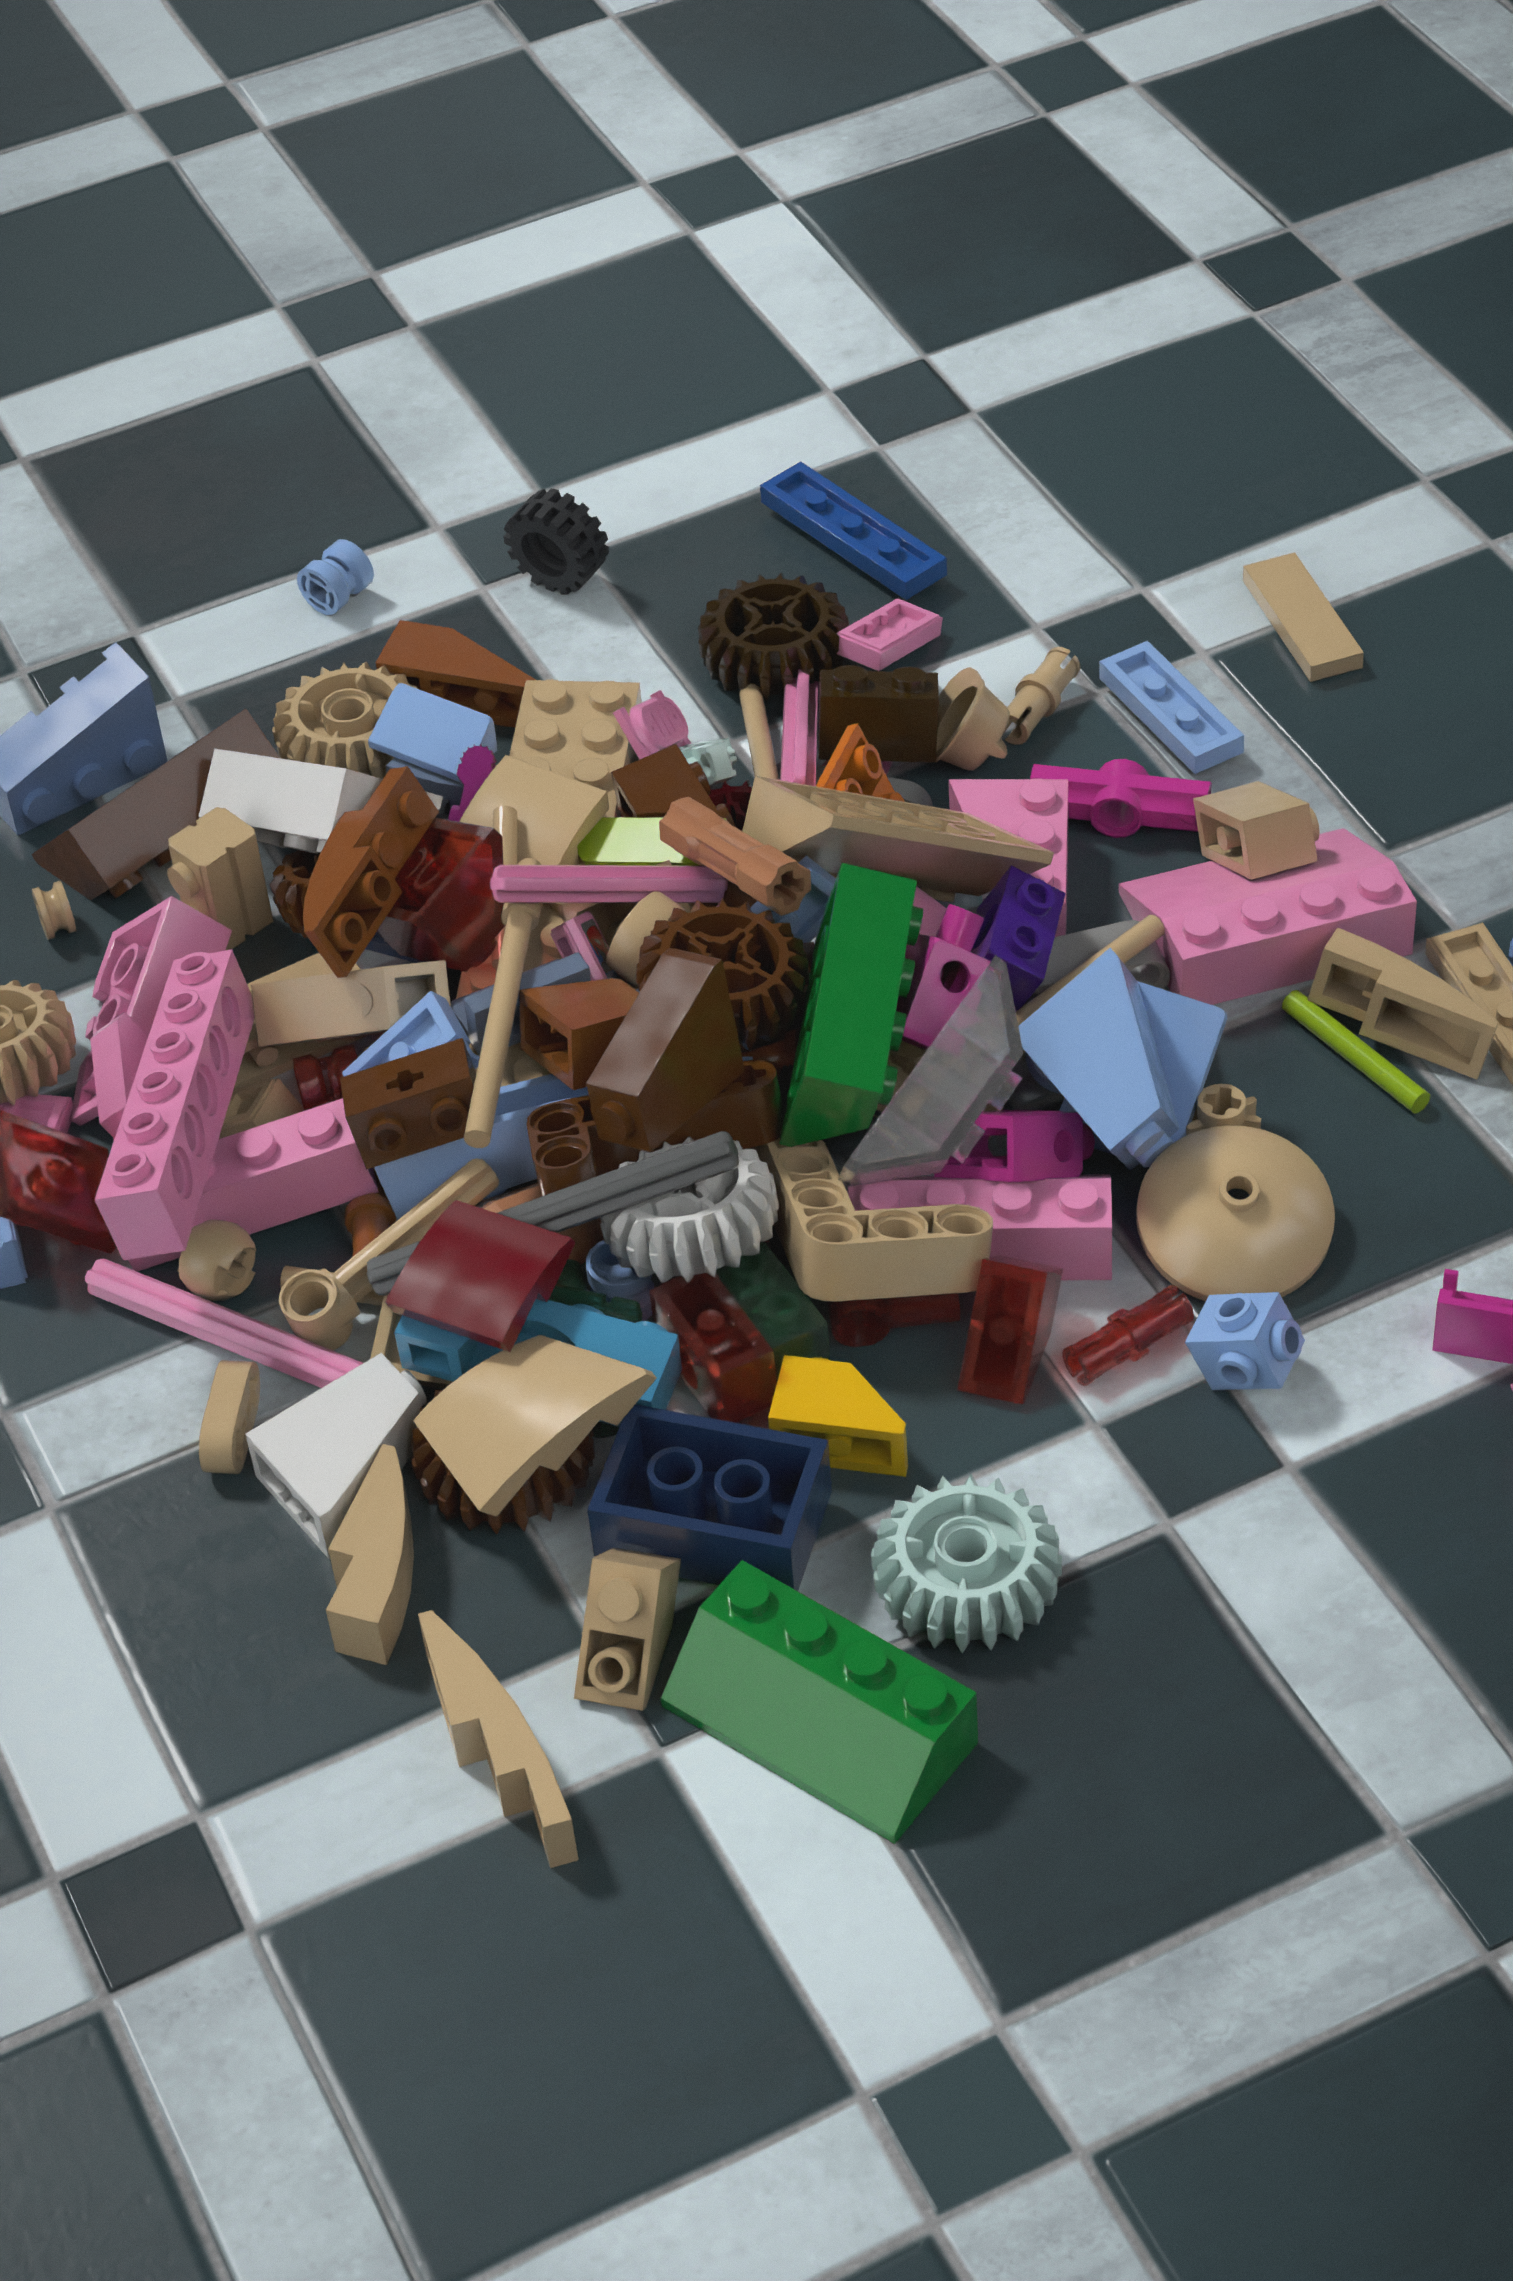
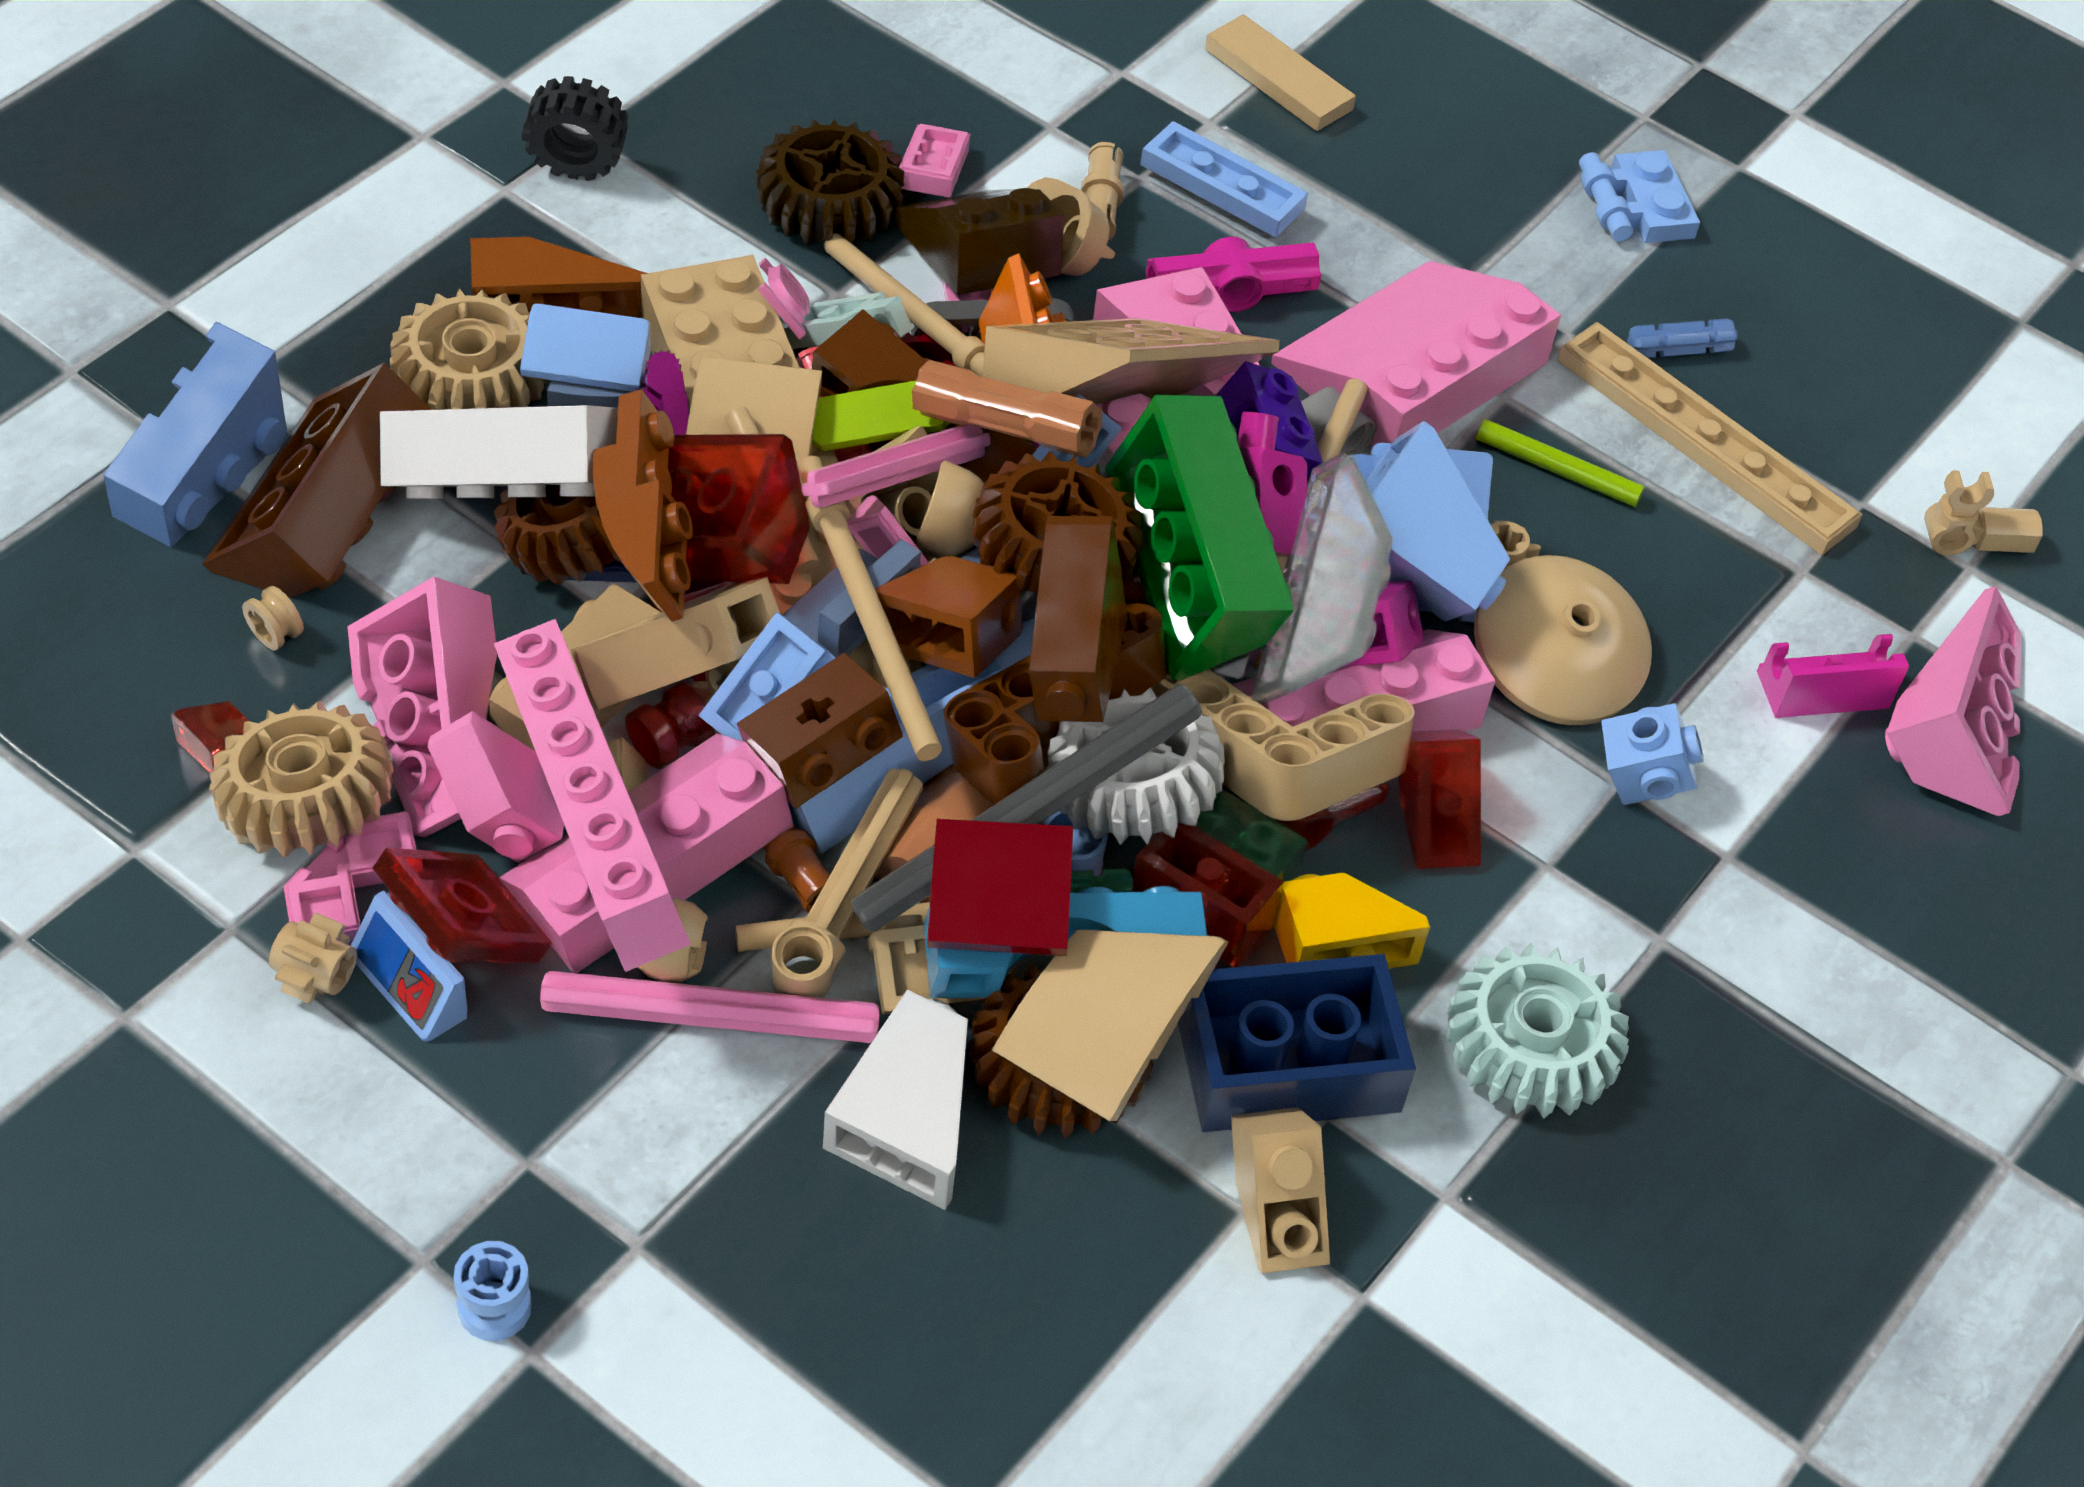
camera: 35 degrees left, 5 degrees up
(221, 873) = (450, 534): tan brick -> none
(229, 1416) = (778, 1097): tan beam -> none
(331, 580) = (361, 206): light blue wheel -> none
(372, 1564) = (1012, 1200): tan slope -> none
(490, 1727) = (1208, 1322): tan slope -> none
(800, 731) = (933, 276): bright pink axle -> none
(821, 1701) = (1494, 1203): green slope -> none
(853, 530) = (839, 64): blue plate -> none
(1128, 1335) = (1535, 775): clear red pin -> none
(1256, 829) = (1381, 279): tan brick -> none
(1402, 1004) = (1586, 411): tan slope -> none

